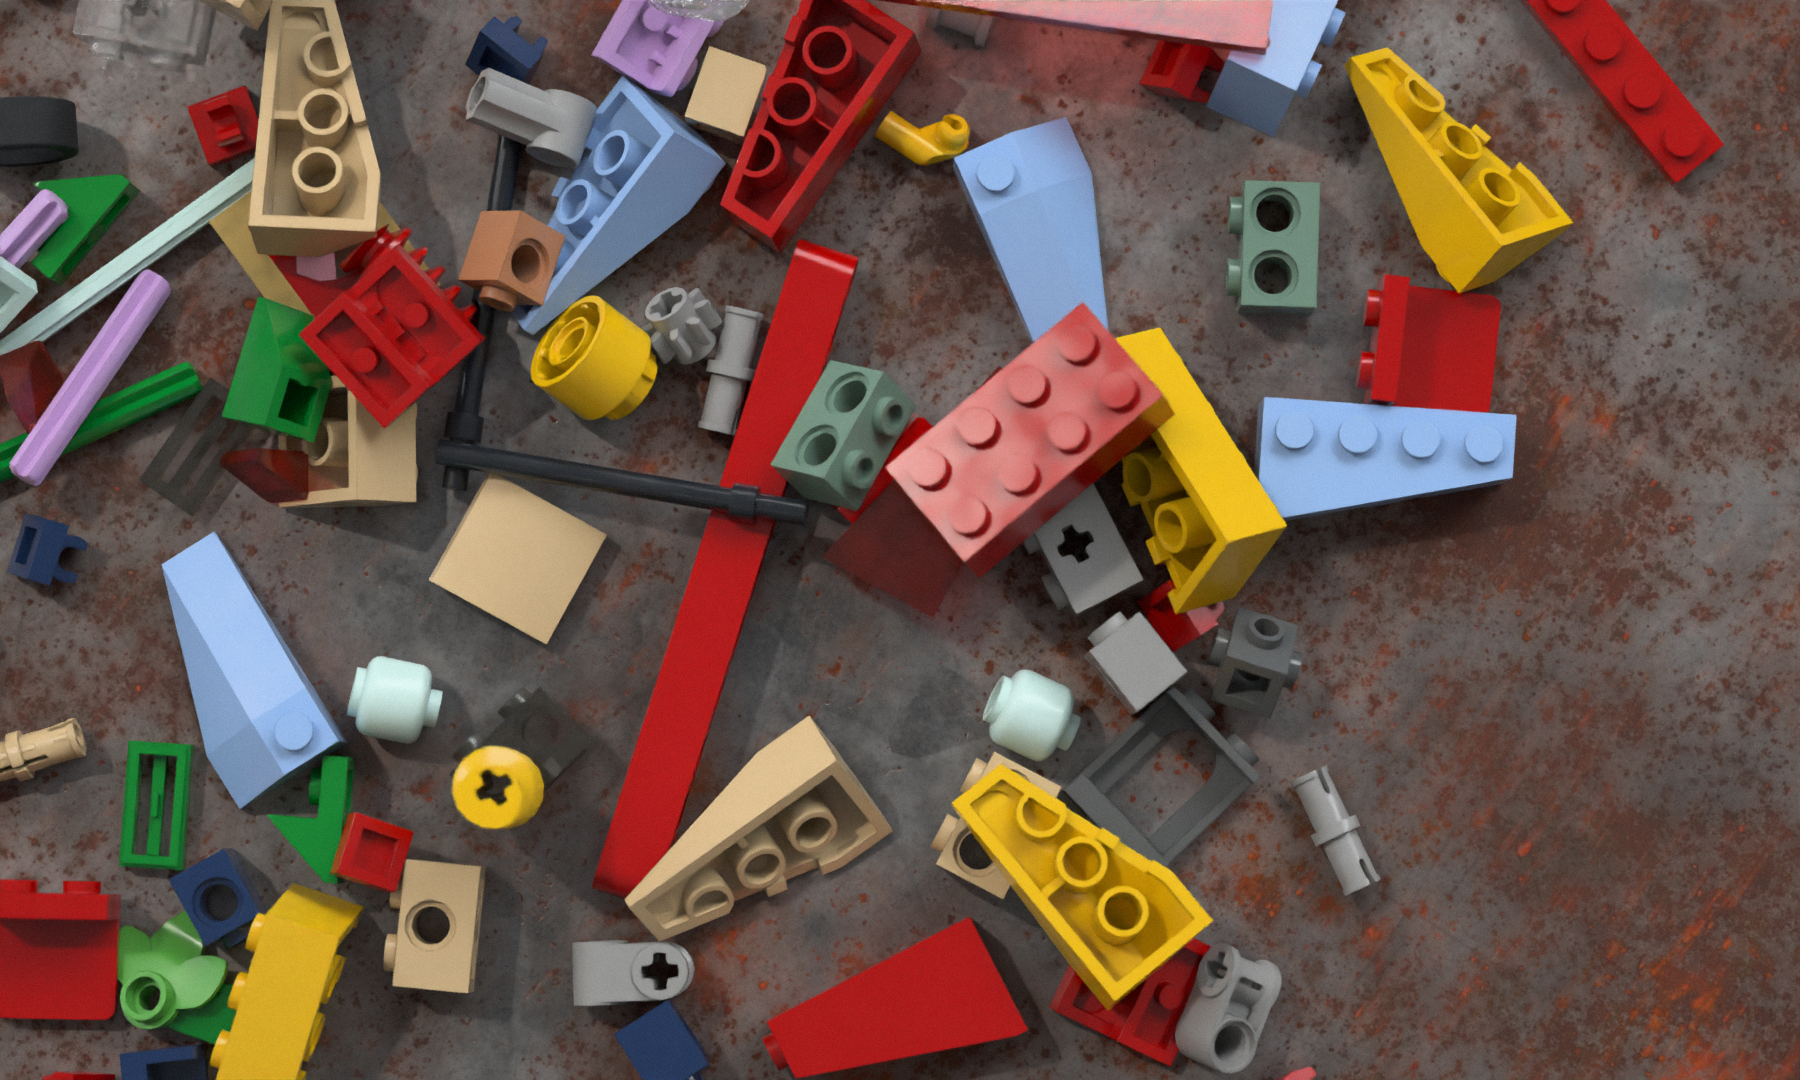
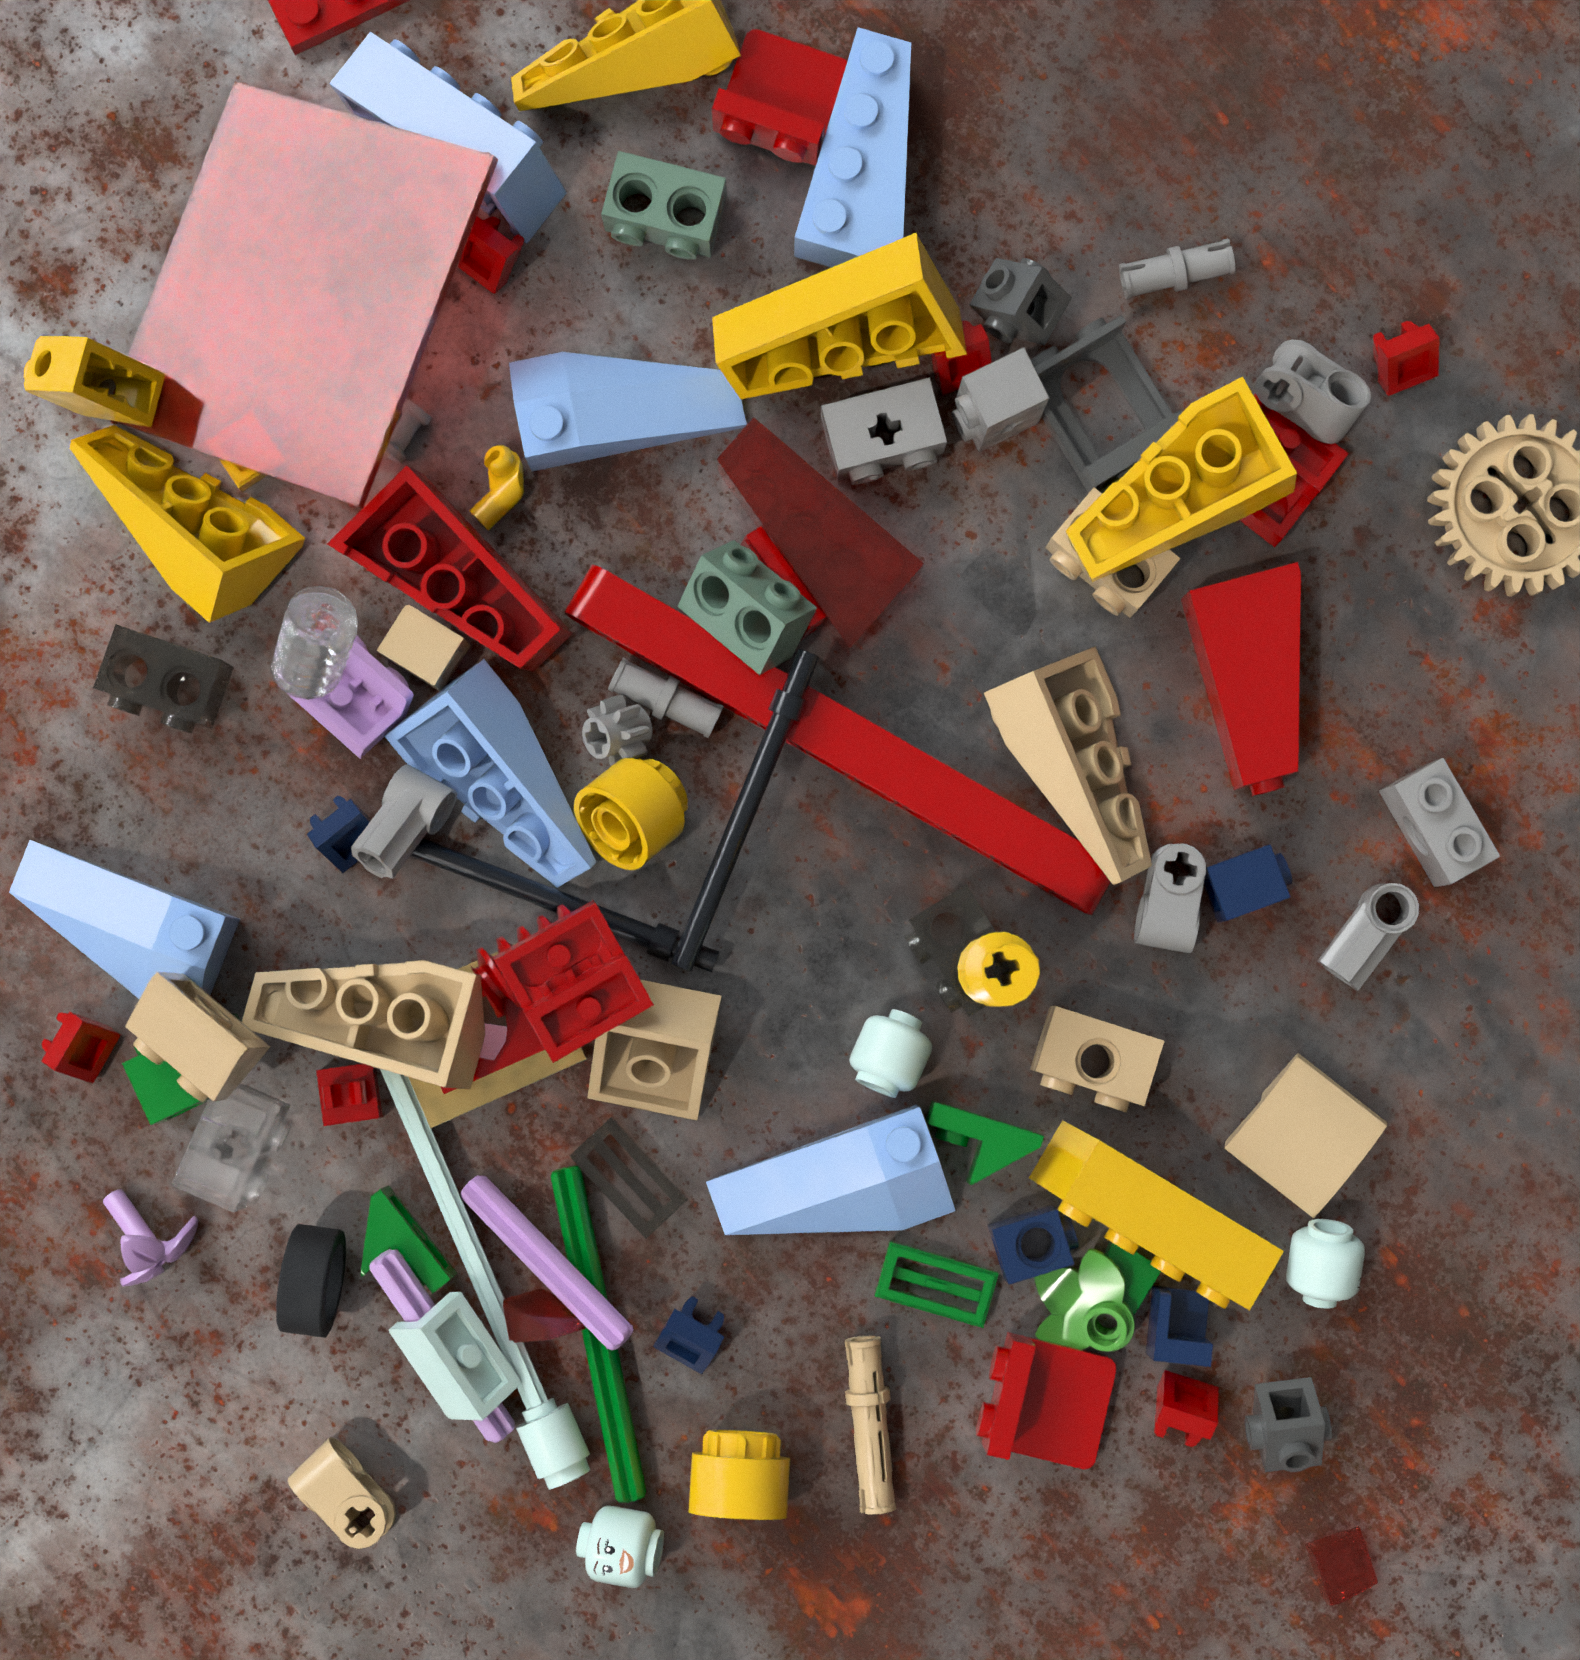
camera: 80 degrees left, 0 degrees up
(270, 473) = (667, 1119): clear red slope -> none
(278, 377) = (584, 1091): green slope -> none
(372, 852) = (1023, 1099): red tile -> none
(511, 259) = (525, 865): nougat brick -> none
(517, 557) = (788, 918): tan slope -> none
(1031, 439) = (792, 434): brick -> none
(1031, 715) = (1023, 503): light aqua head -> none

